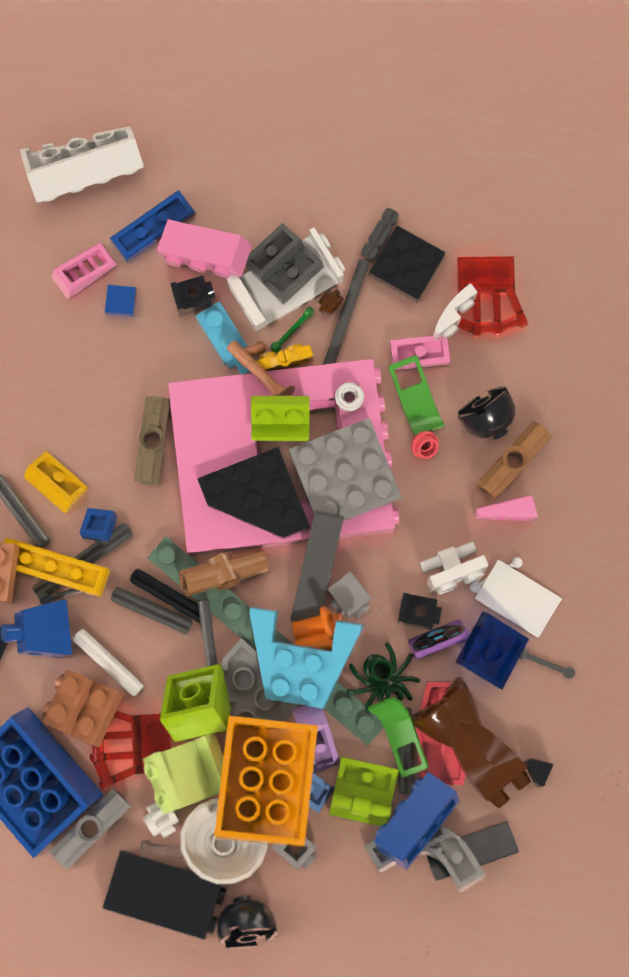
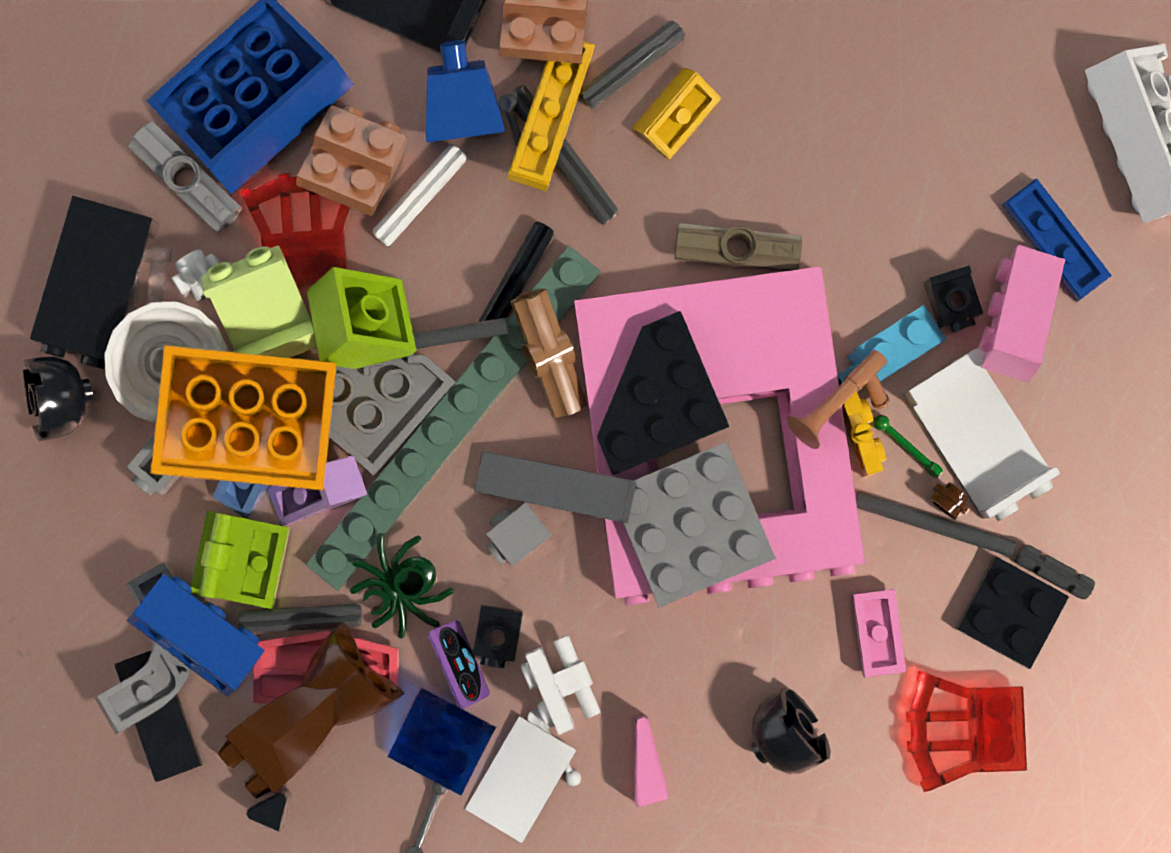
camera: 85 degrees right, 5 degrees up
(70, 289) = (976, 150): bright pink slope -> none
(98, 524) = (614, 174): blue tile -> none
(120, 300) = (943, 196): blue tile -> none
(151, 610) = (494, 254): dark grey axle -> none
(280, 418) = (770, 428): lime bracket -> none
(283, 263) = (1005, 430): dark grey slope -> none
(296, 671) = (405, 461): medium azure wing -> none
(317, 630) = (460, 491): orange piece -> none
(349, 388) = (819, 529): white plate -> none
(399, 731) = (323, 609): bright green piece -> none
(417, 400) = (806, 630): bright green piece -> none
(430, 447) = (741, 641): coral plate -> none
(450, 318) = (928, 675): white slope -> none
(526, 447) = (740, 791): medium nougat piece -> none

